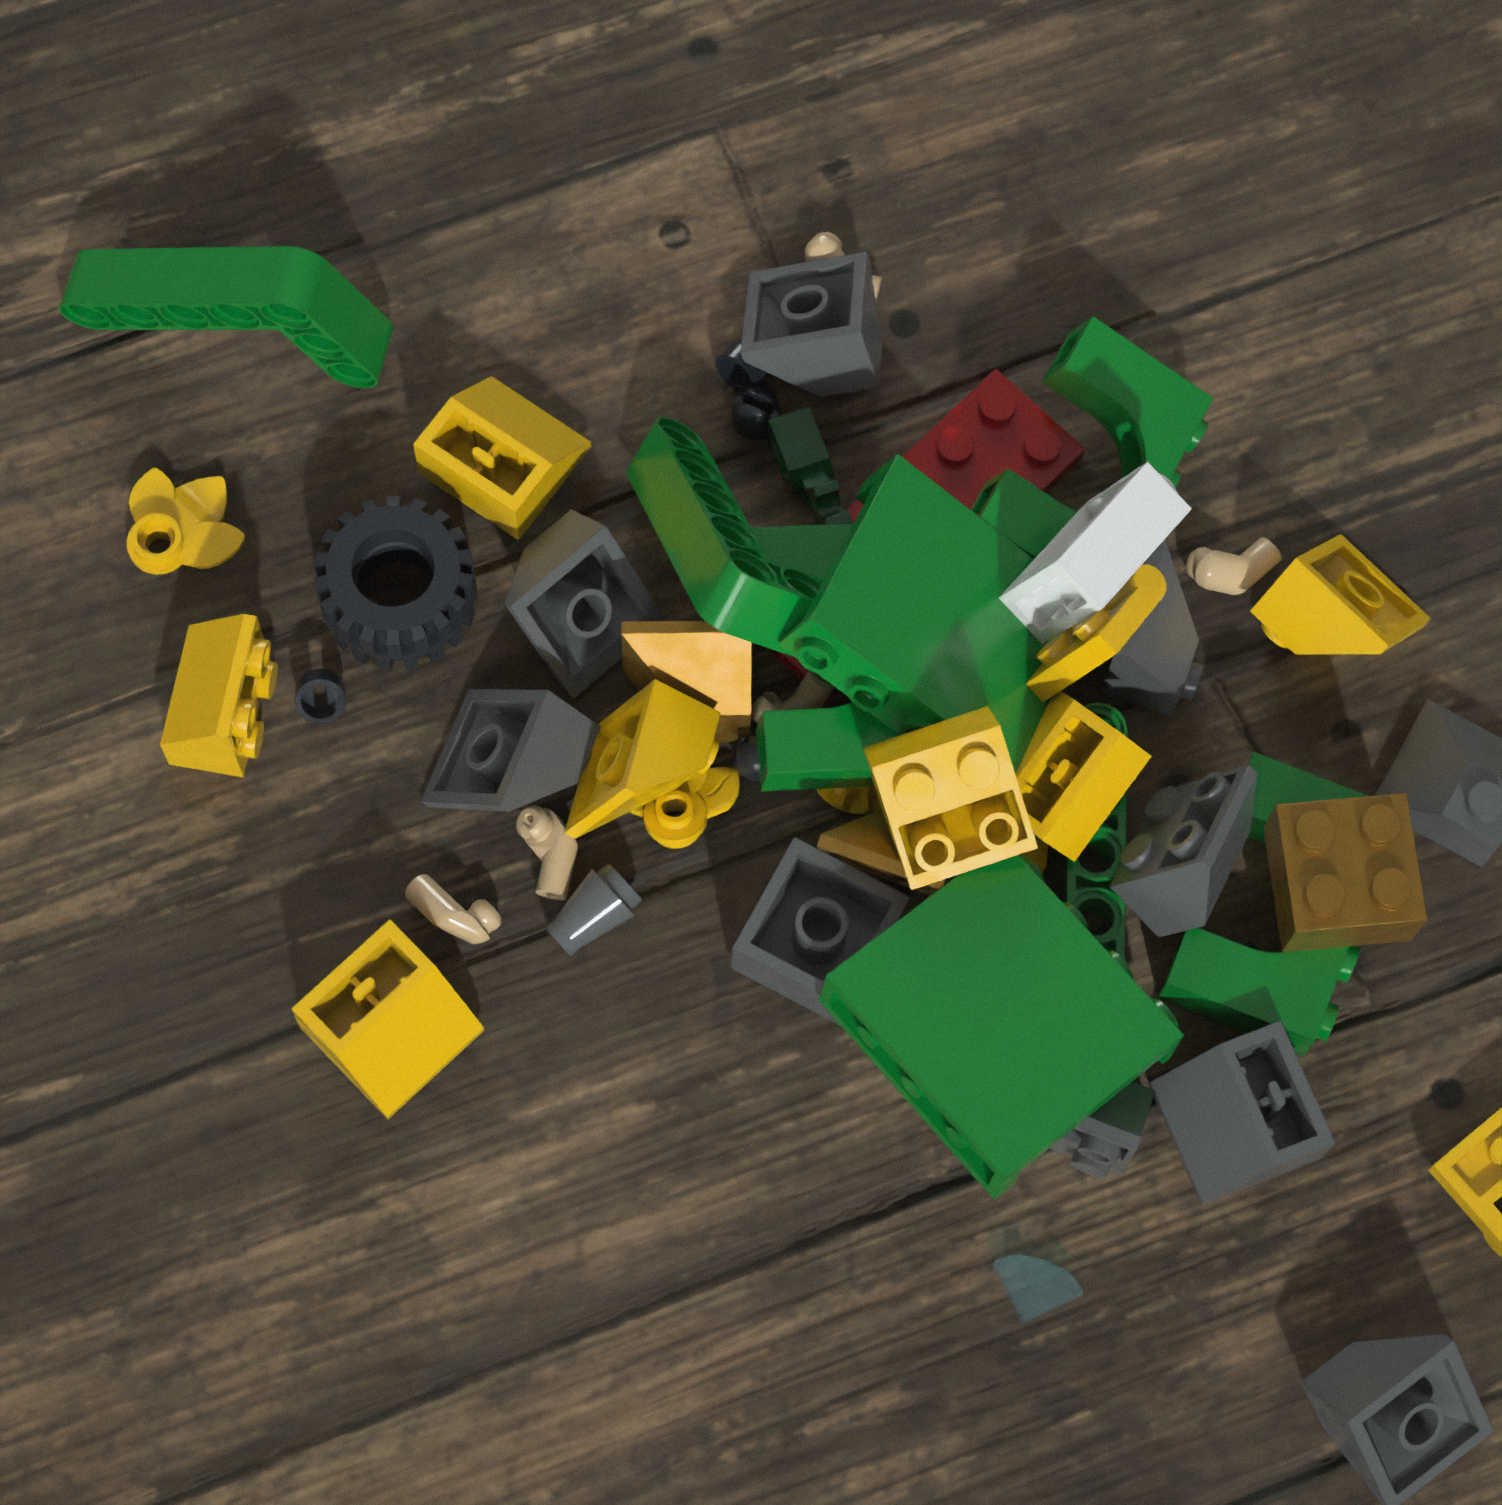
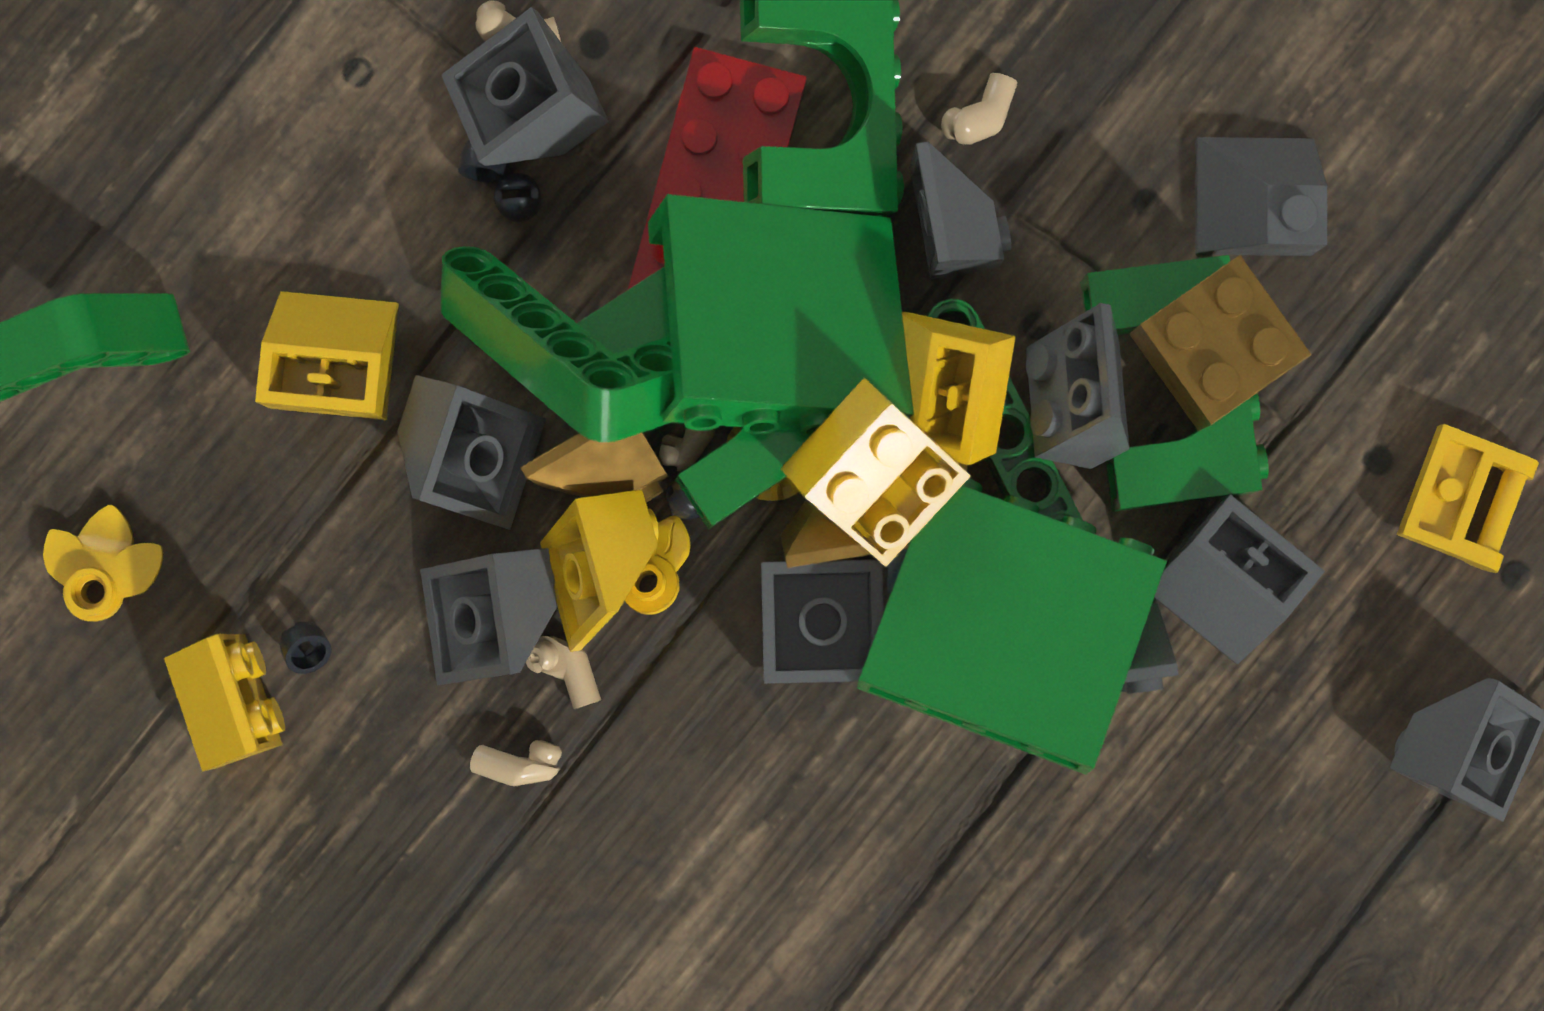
camera: 25 degrees left, 15 degrees up
(385, 537) = (261, 512): black tyre -> none
(387, 1019) = (520, 887): yellow slope -> none
(594, 909) = (629, 697): dark grey cone -> none
(807, 465) = (591, 228): dark green piece -> none
(1035, 1285) = (1141, 800): clear light blue tile -> none
(1095, 553) = (879, 188): white window -> none
(1099, 635) = (917, 258): yellow plate -> none
(1336, 605) = (1090, 101): yellow slope -> none

